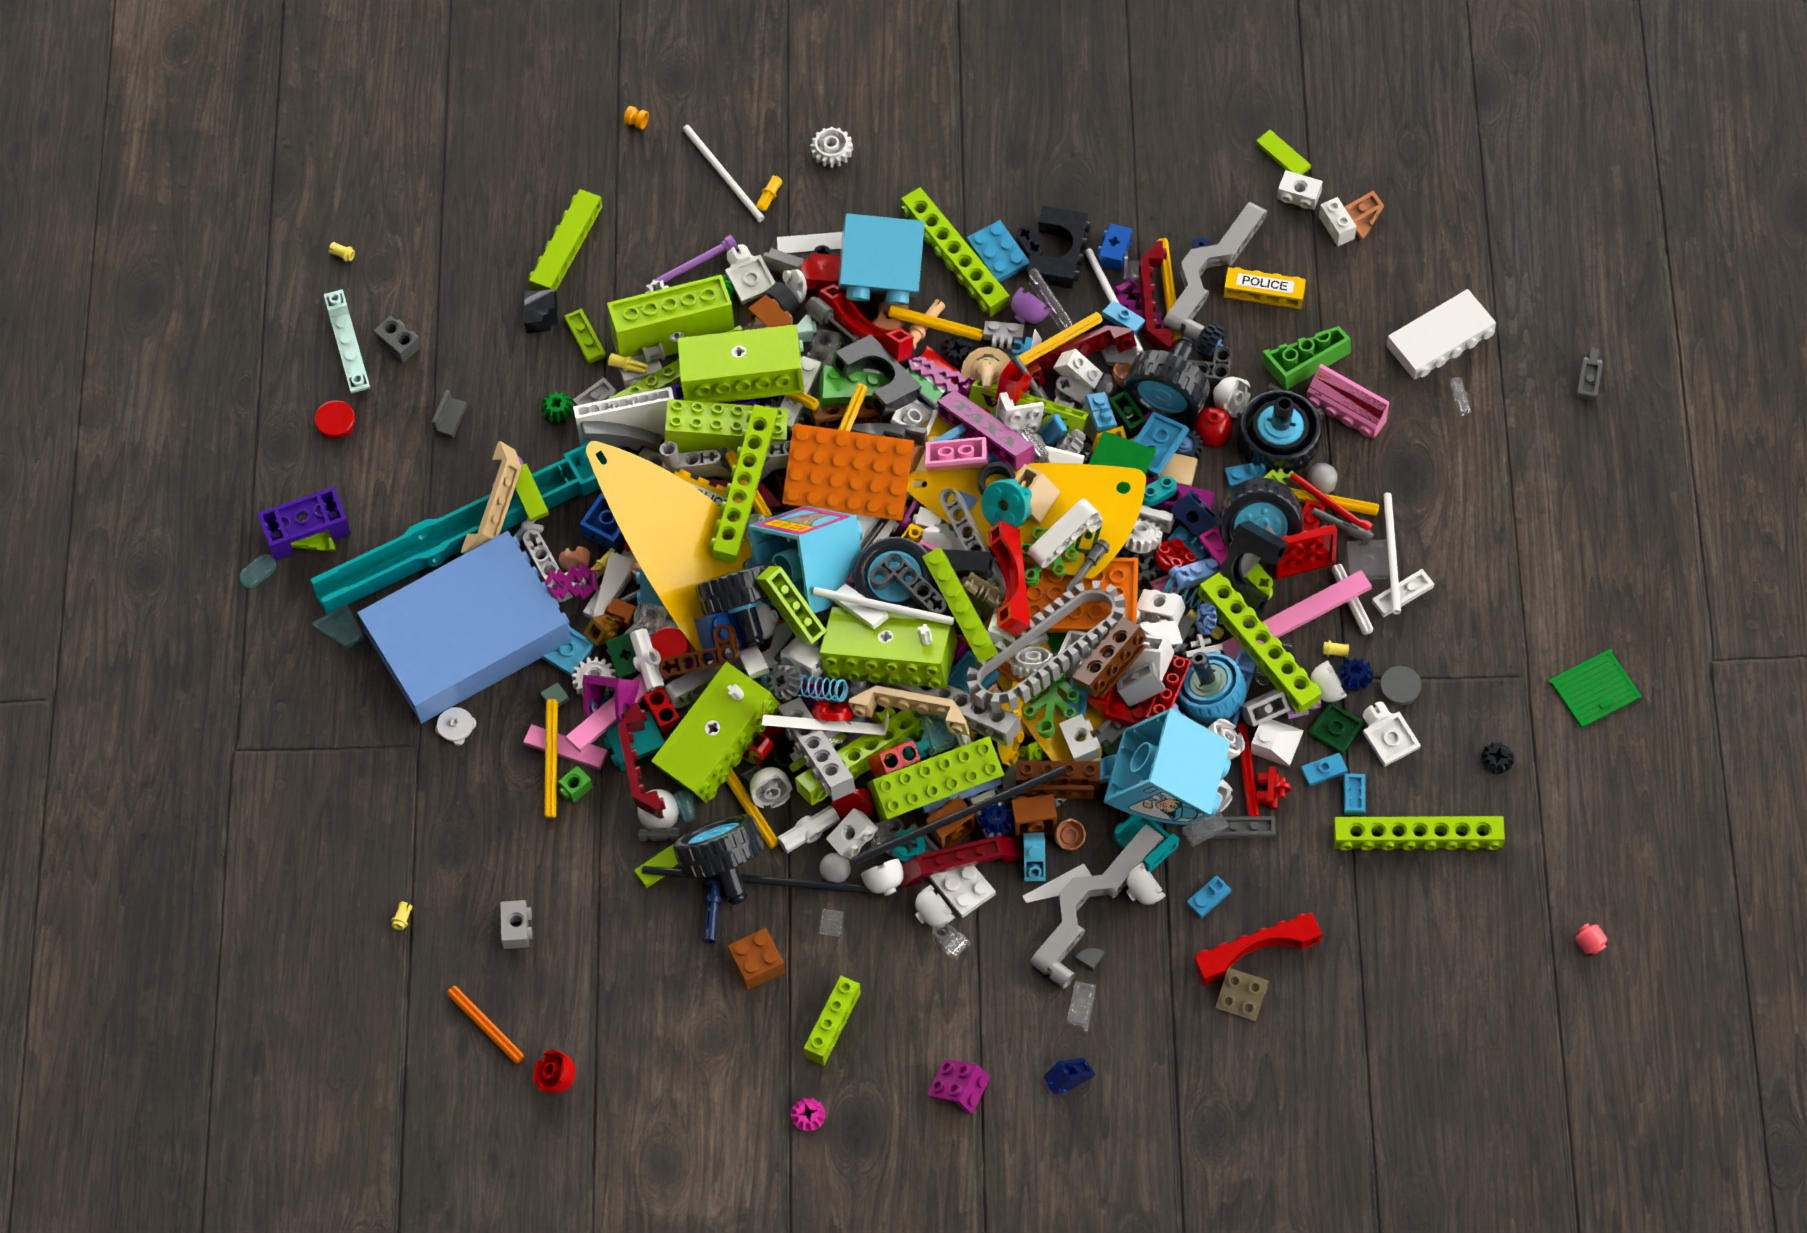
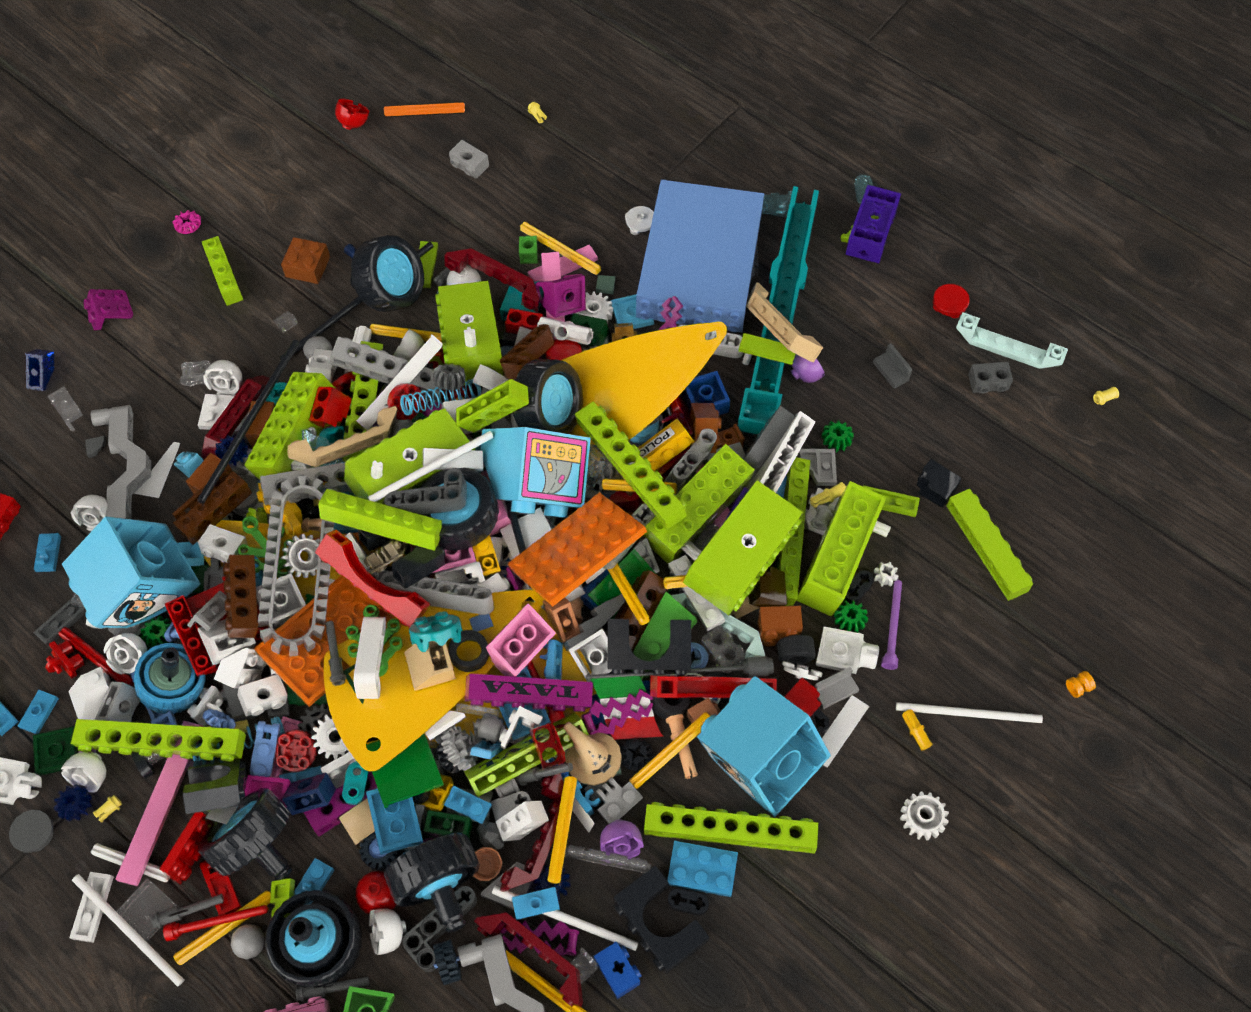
camera: 130 degrees right, 0 degrees up
(884, 877) = (270, 361): white cylinder -> none
(1069, 834) = (179, 496): nougat hair -> none

